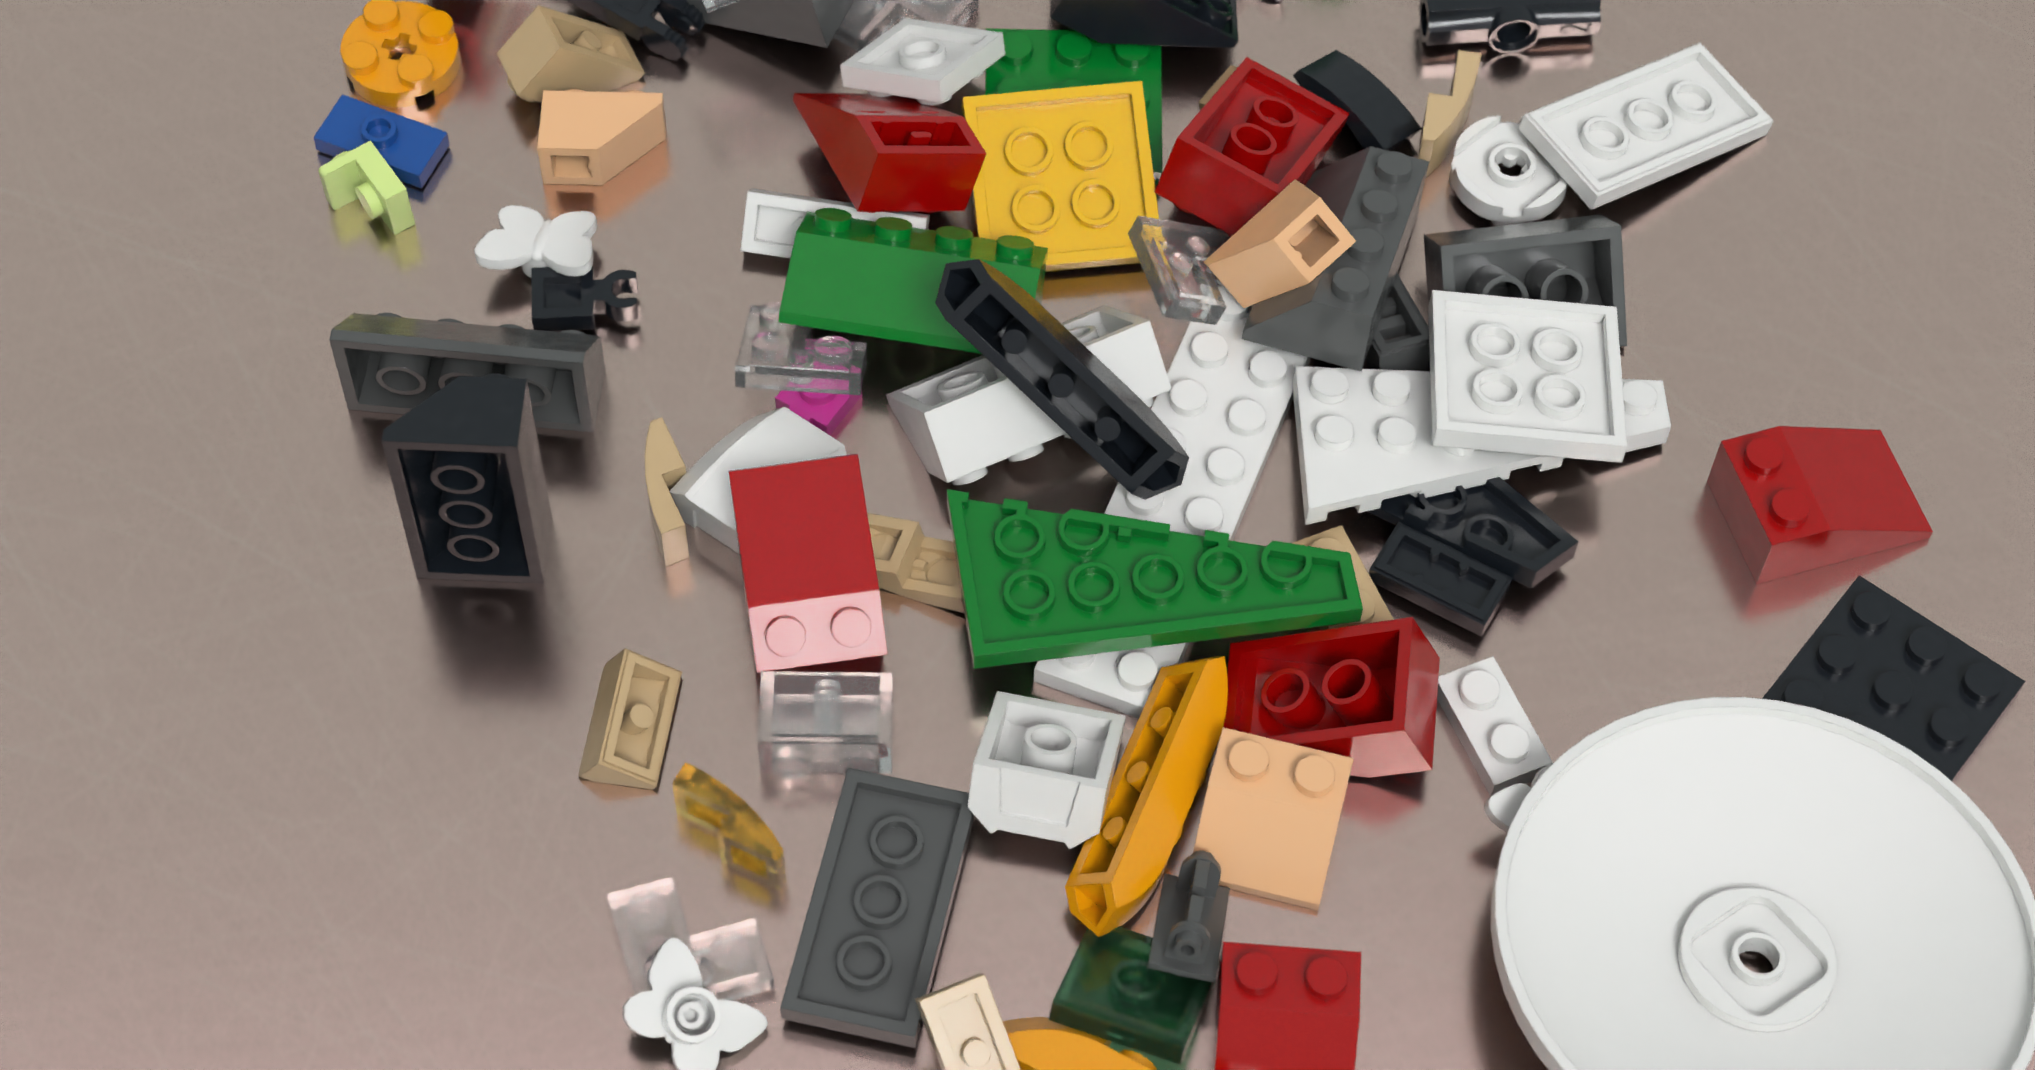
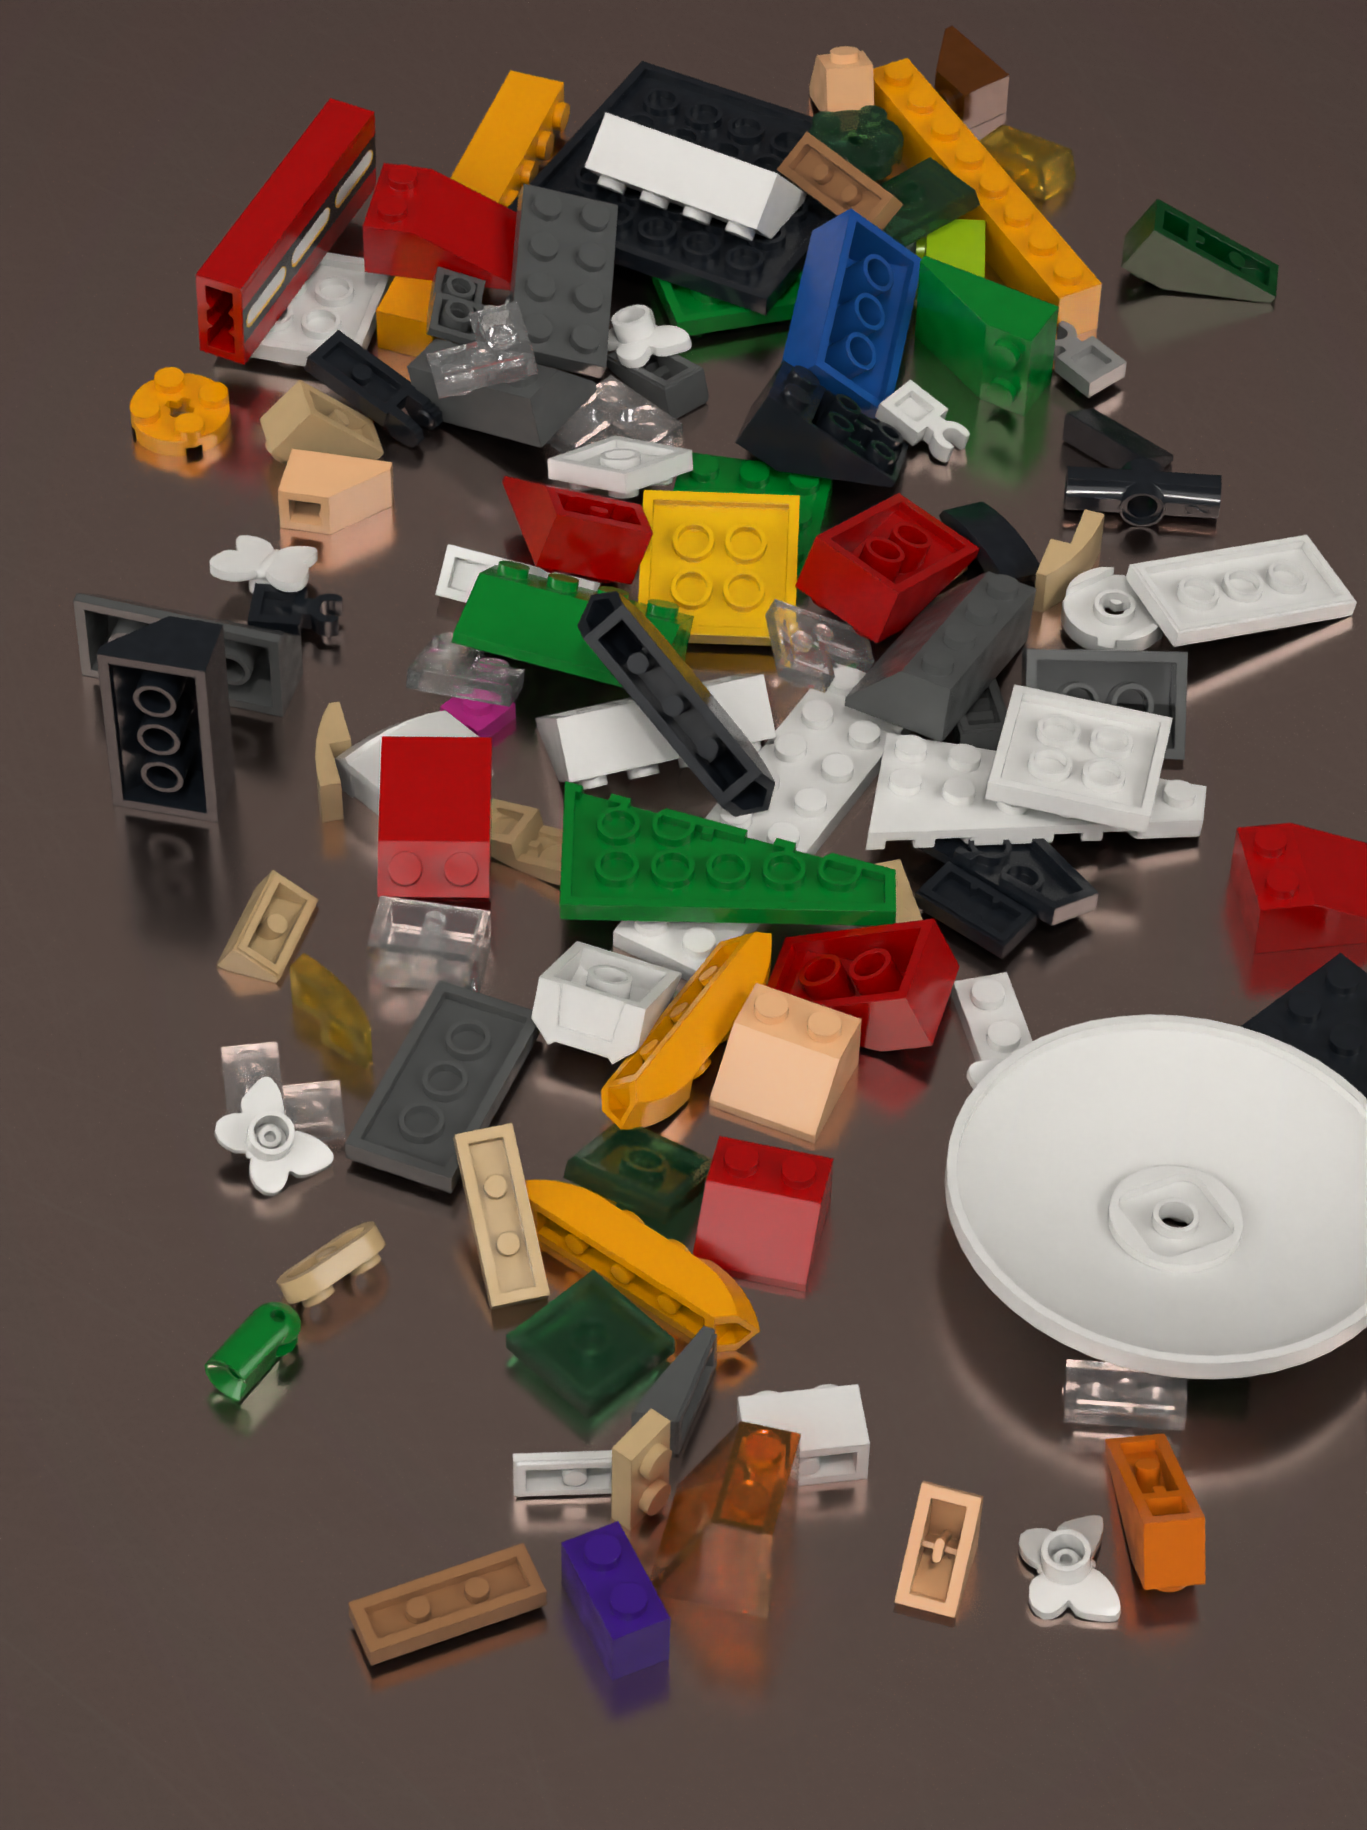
camera: 10 degrees right, 10 degrees down
(367, 177) = (133, 501): yellowish green bracket -> none
(405, 144) = (150, 477): blue plate -> none
(1190, 920) = (699, 1123): dark grey hinge -> none
(1280, 247) = (886, 632): light nougat slope -> none

